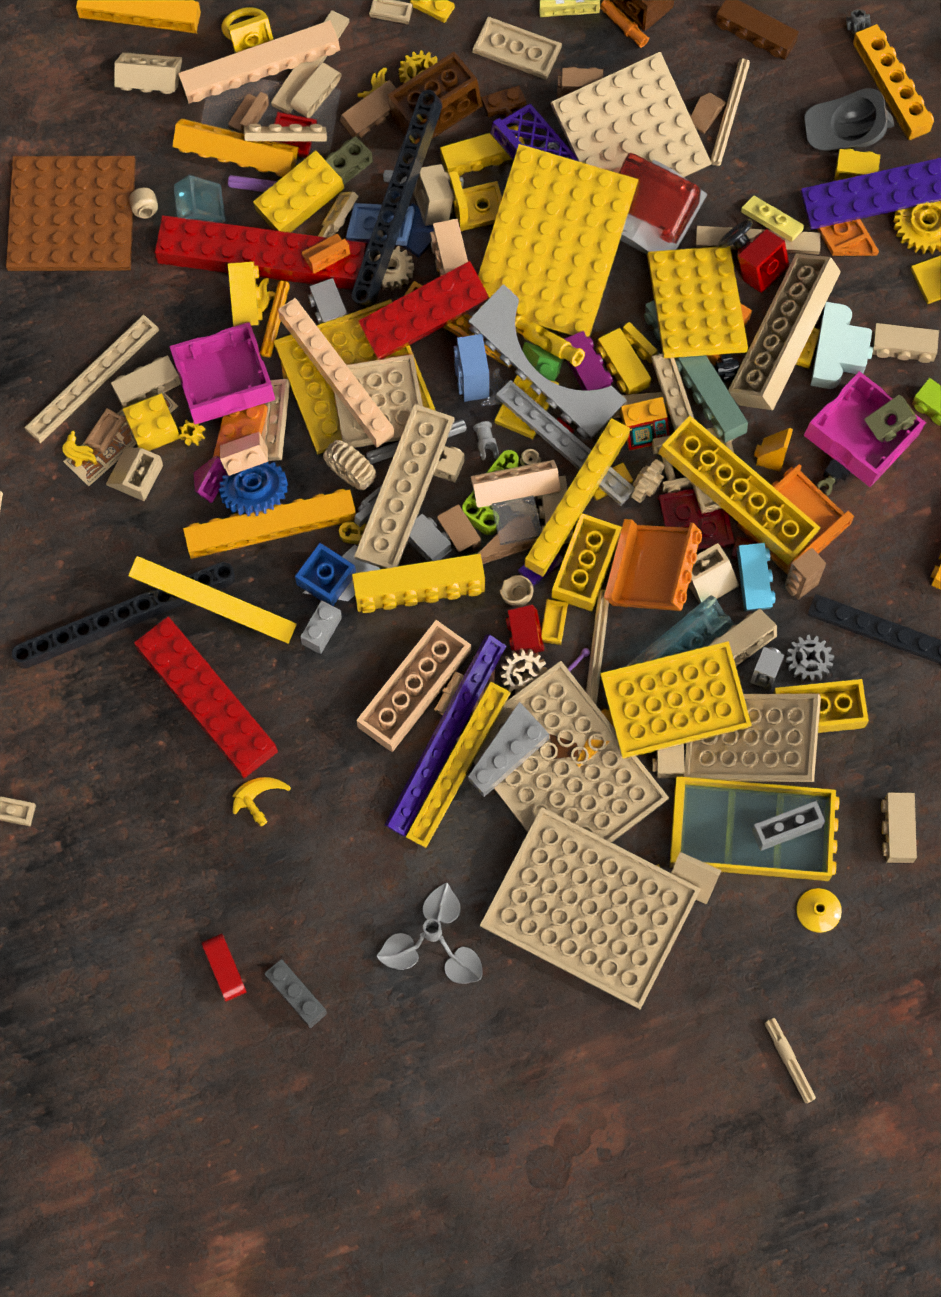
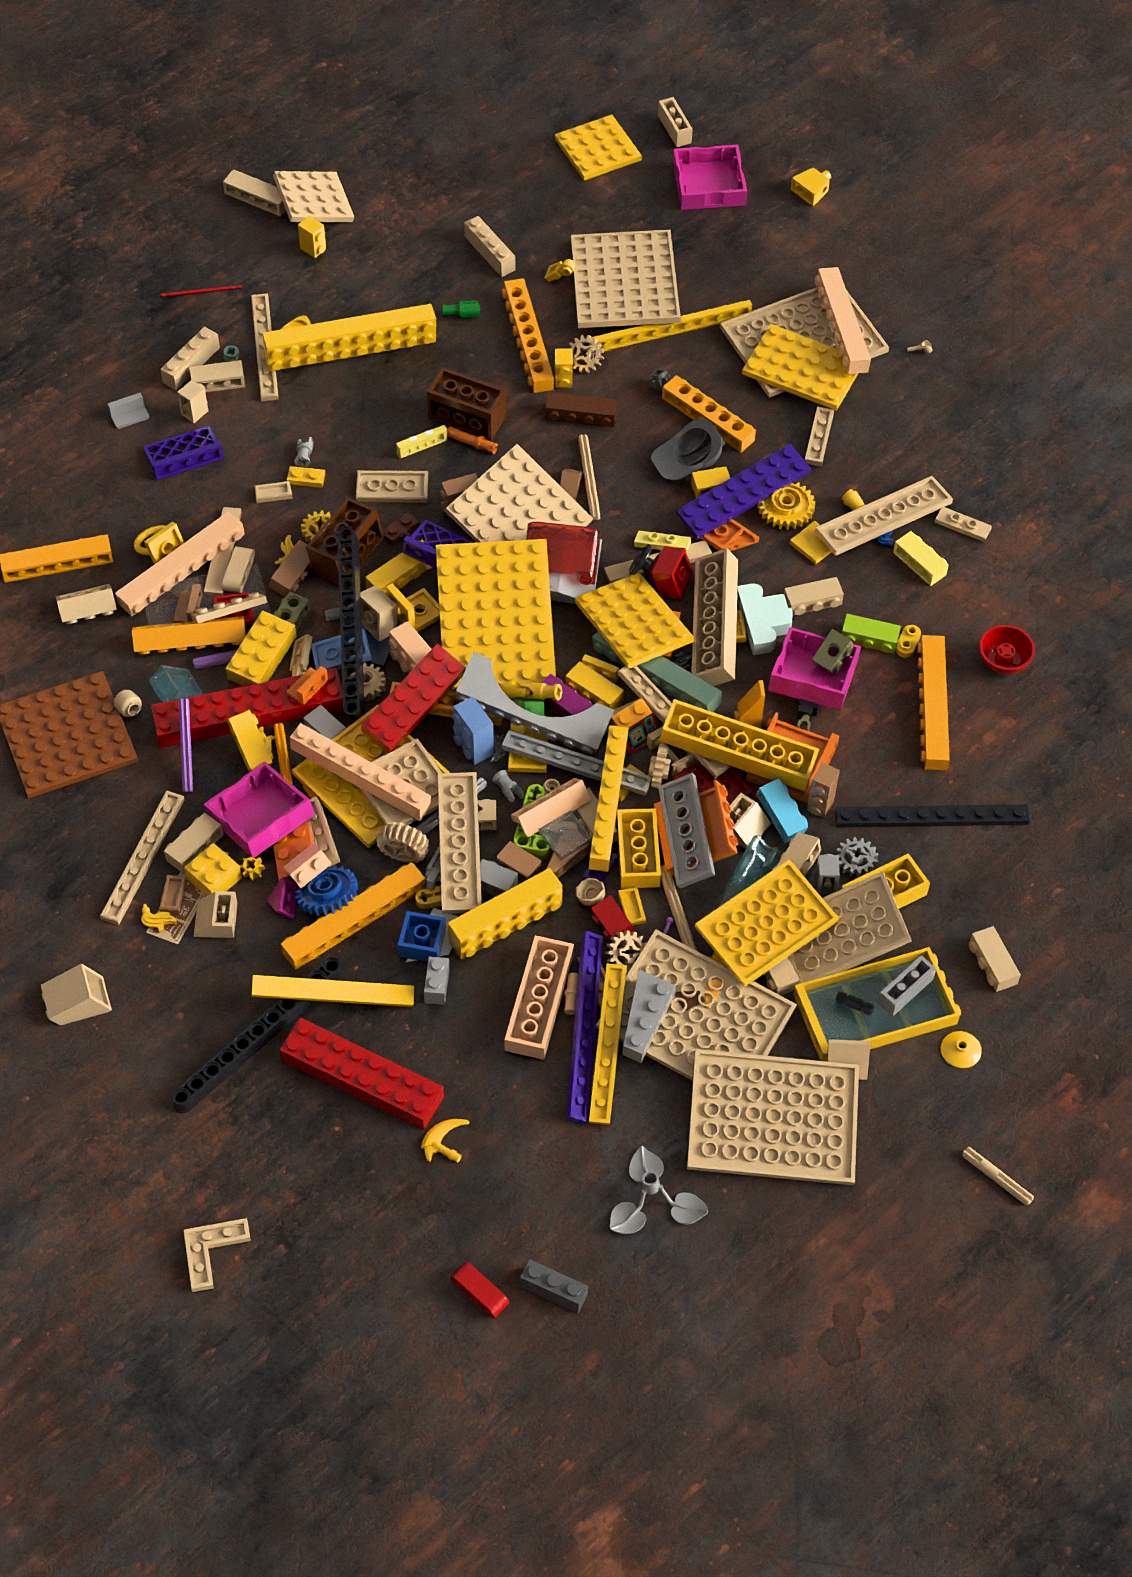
camera: 25 degrees left, 15 degrees down
(178, 273) = (185, 742): none -> medium lavender axle
(633, 554) = (697, 833): none -> light grey plate
(729, 820) = (855, 1003): none -> black axle

